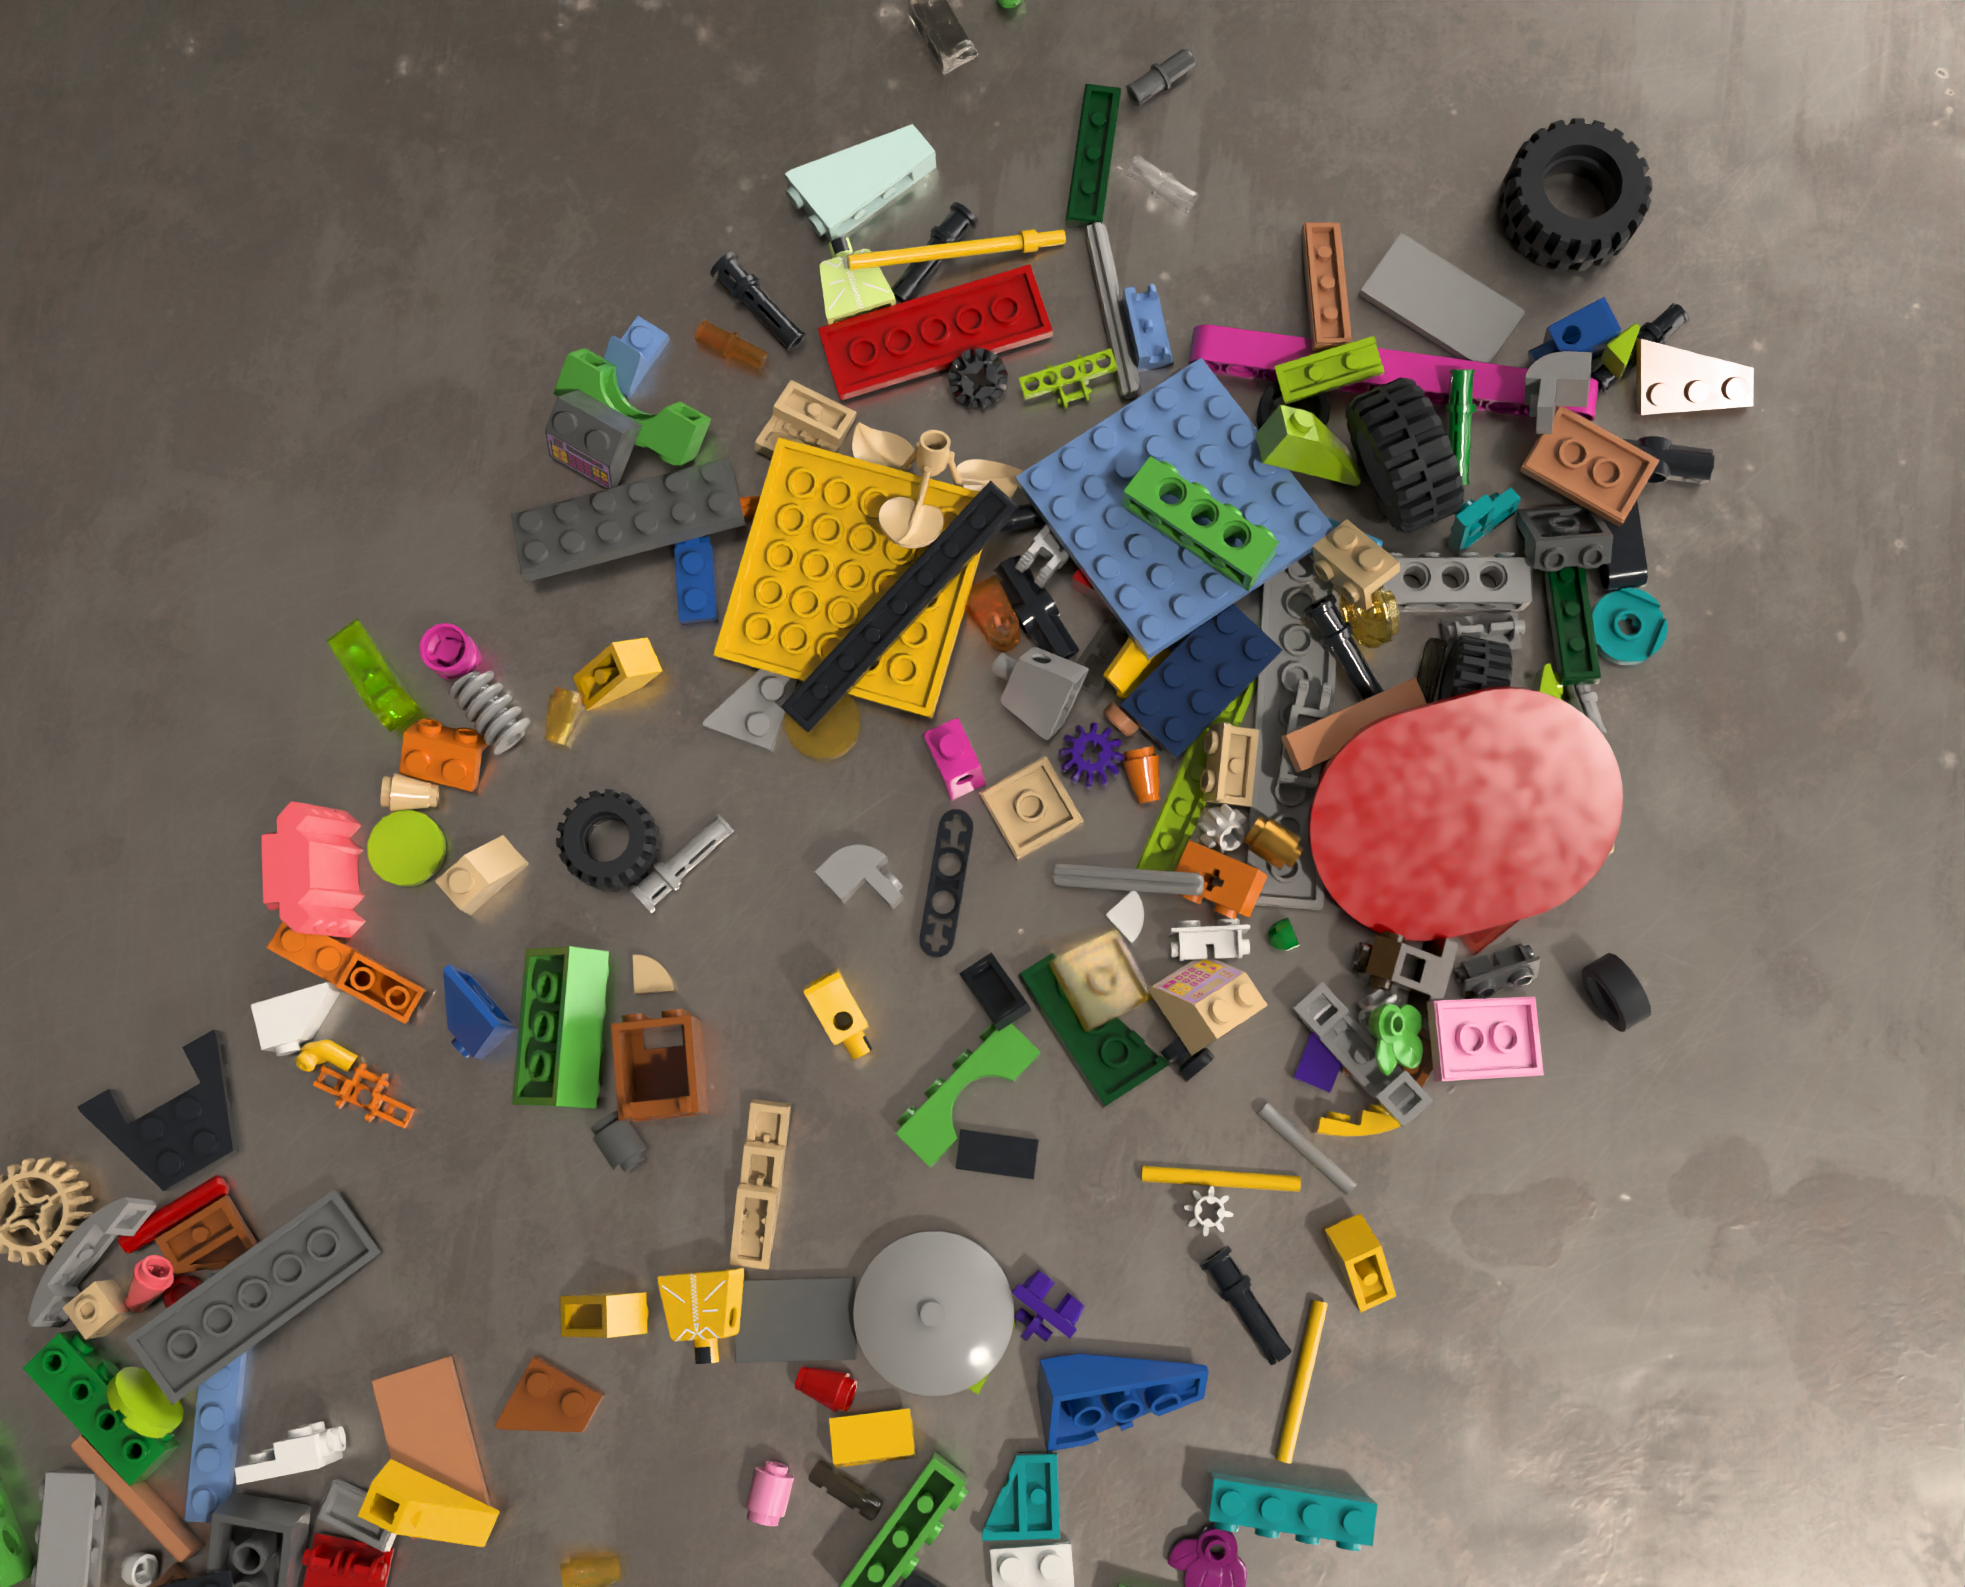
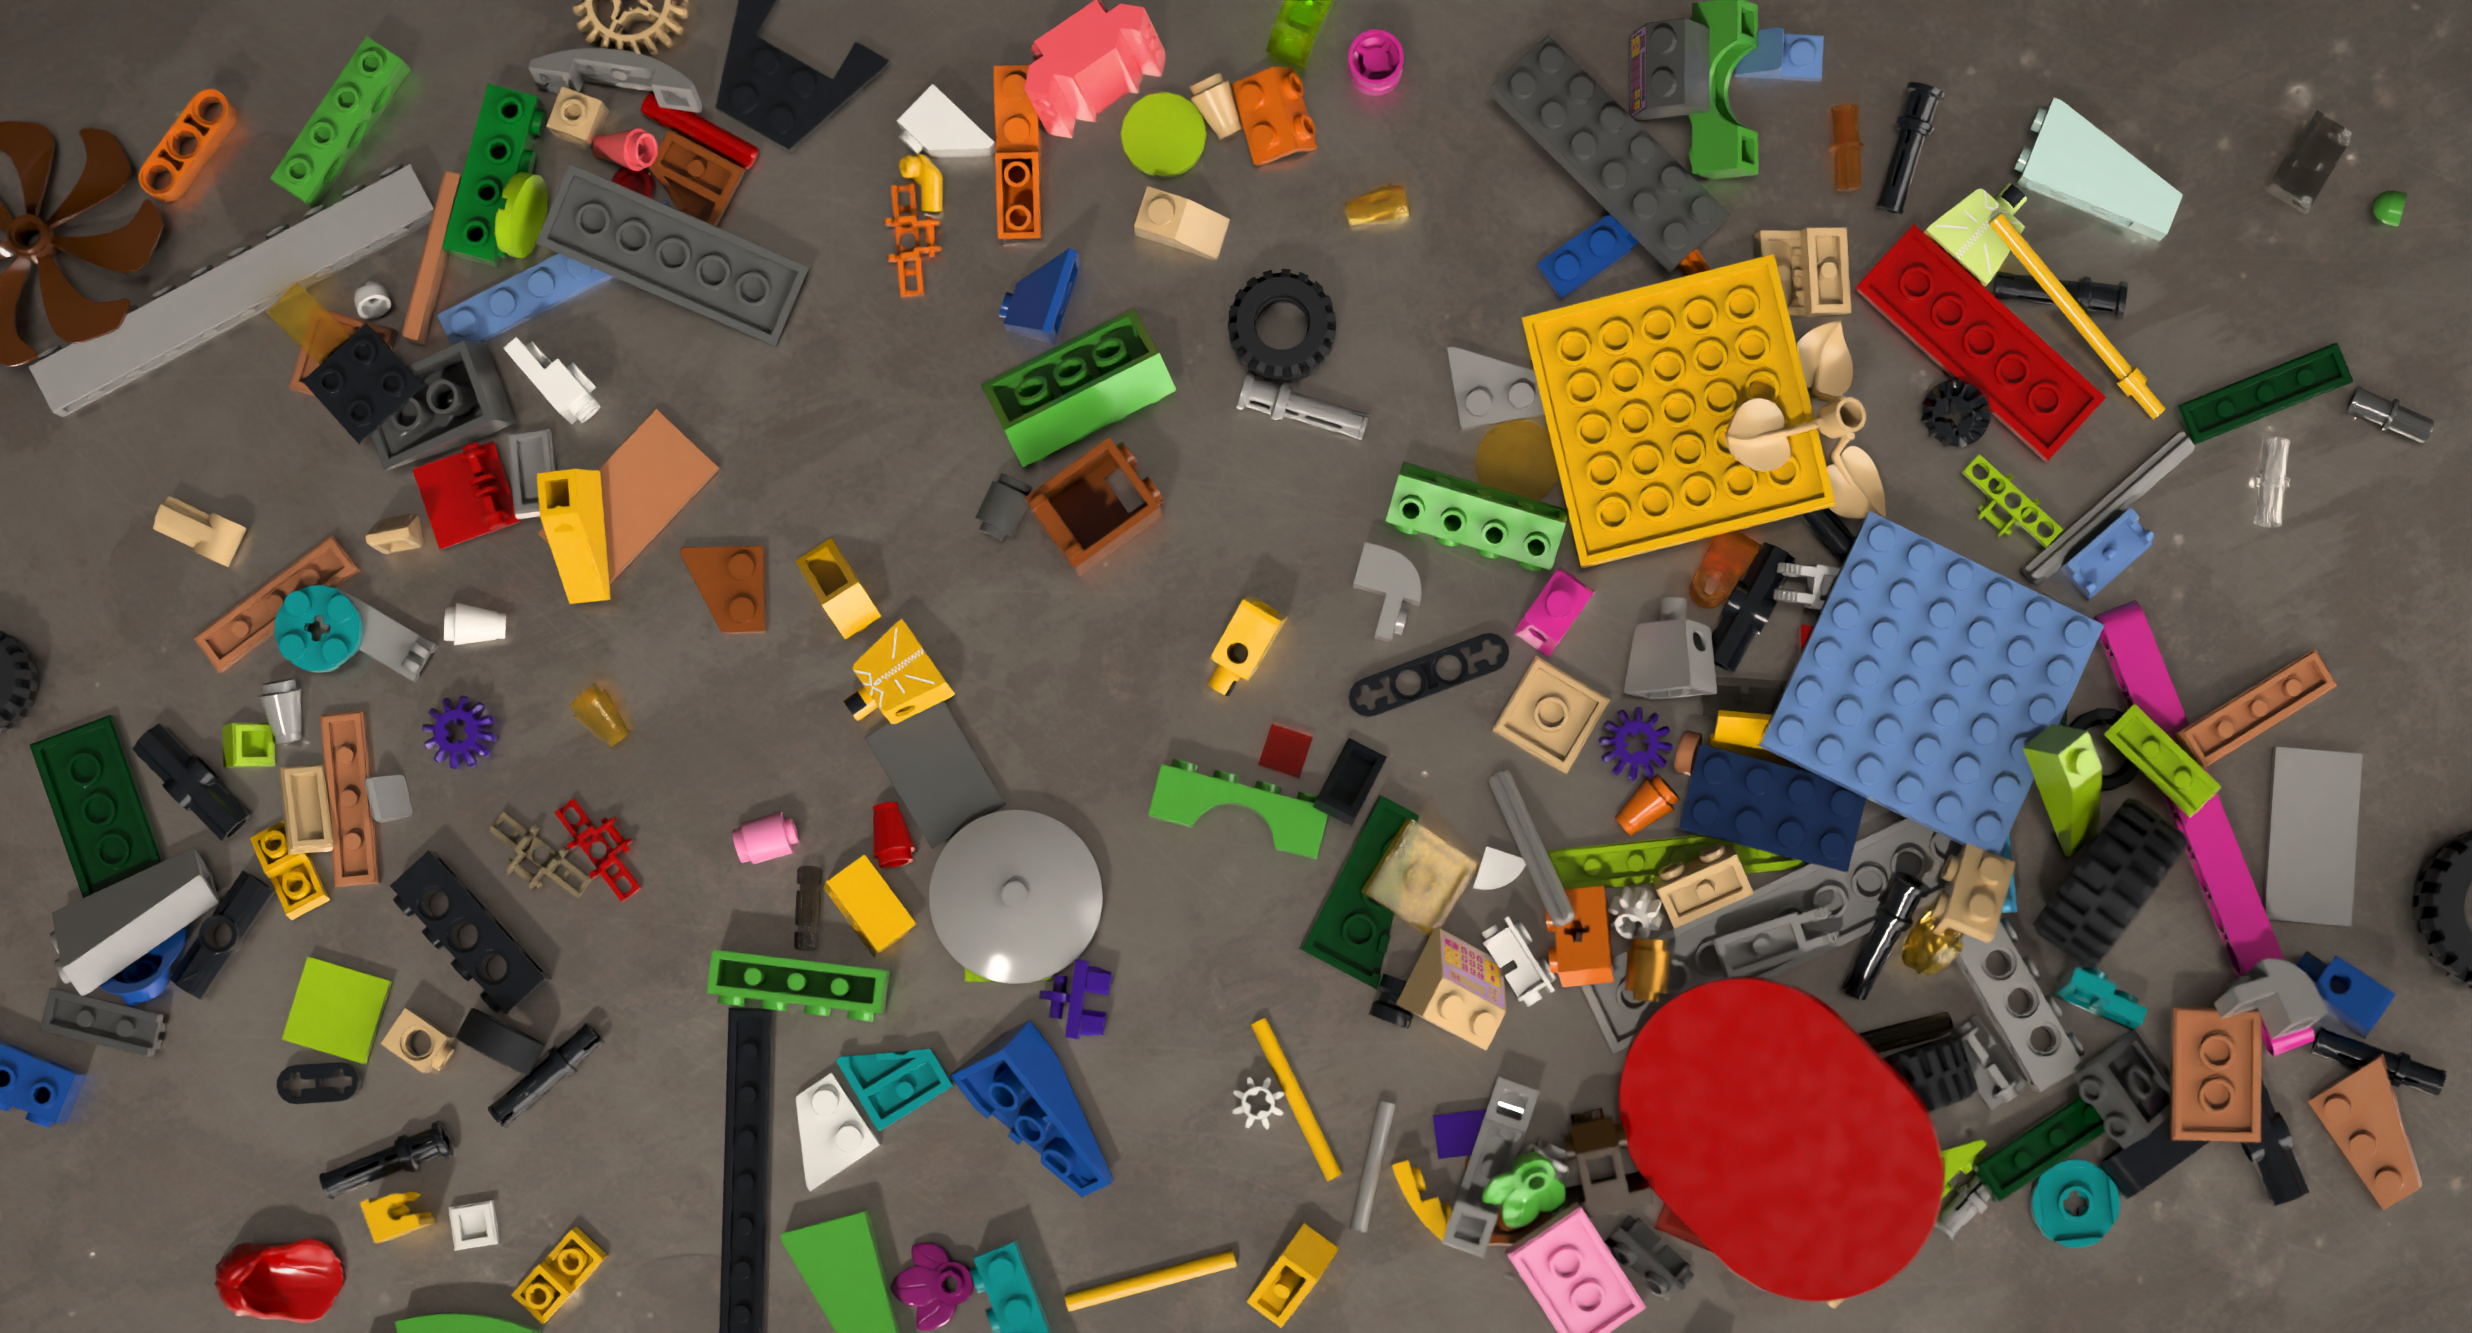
camera: 65 degrees right, 5 degrees up
(489, 710) = (1341, 134): light grey piece -> none
(617, 672) = (1450, 234): yellow slope -> none
(650, 976) = (1176, 443): tan tile -> none
(760, 1184) = (1041, 663): tan slope -> none
(846, 775) = (1477, 517): none -> bright green brick
(900, 607) = (1672, 474): black tile -> none
(941, 1029) = (1285, 751): none -> clear red tile
(997, 1154) = (1197, 872): black tile -> none
(1206, 542) = (1902, 783): bright green brick -> none
(1236, 1289) = (1200, 1170): black pin -> none
(1282, 935) = (1565, 1030): green hinge -> none
(1327, 735) = (1781, 961): nougat tile -> none
(1460, 418) = (2191, 919): green pin -> none
(1619, 350) = (2355, 1042): lime slope -> none

